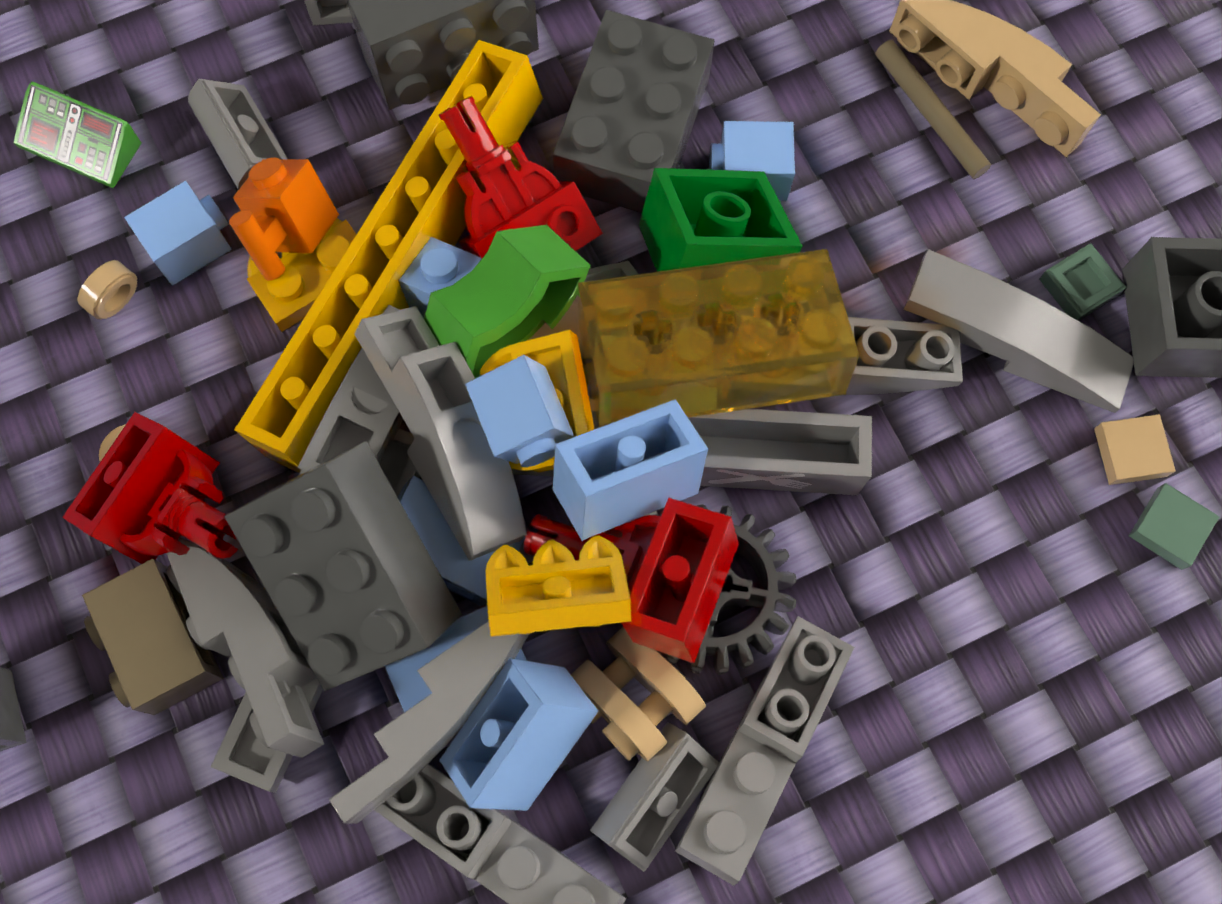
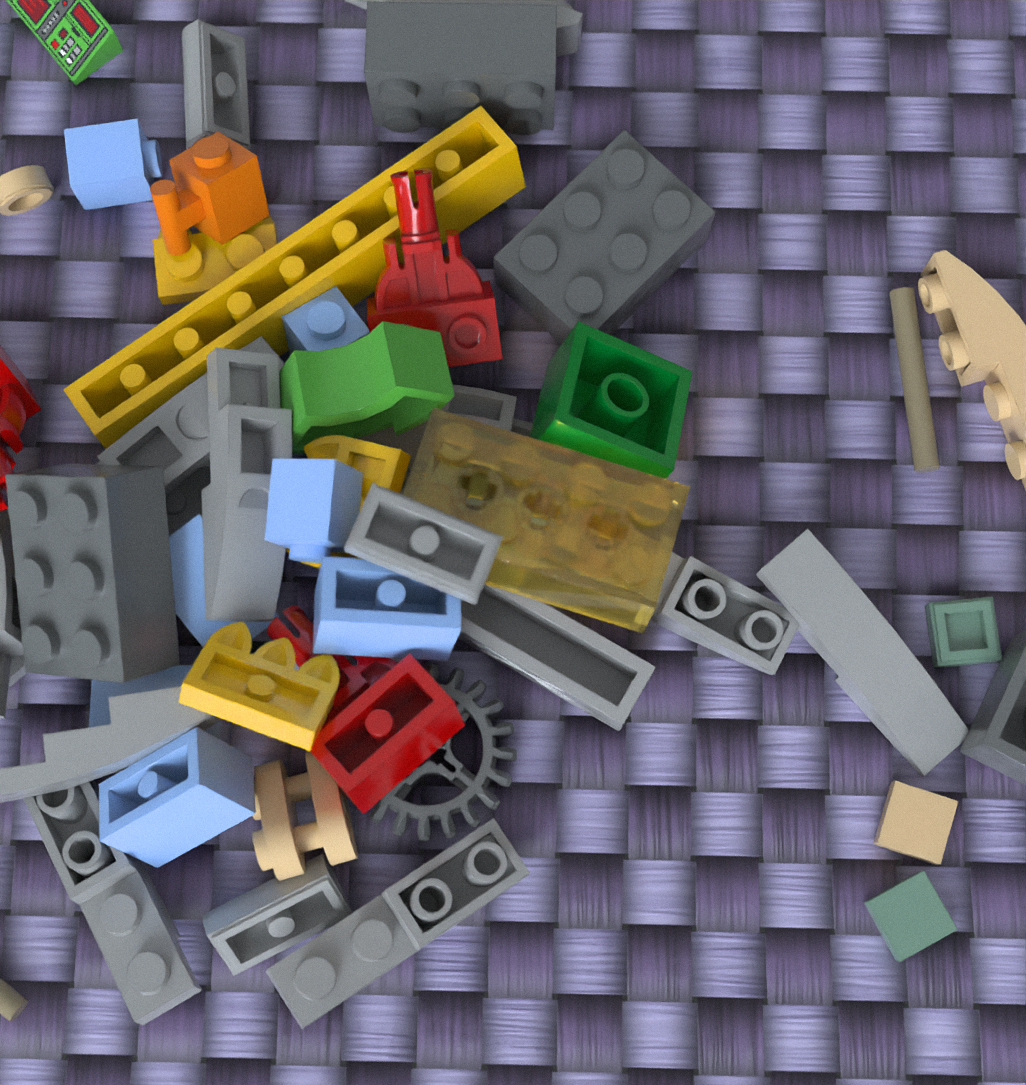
camera: 30 degrees right, 5 degrees up
(640, 388) = (423, 543): none -> light grey brick
(760, 148) = (701, 345): light blue brick -> none

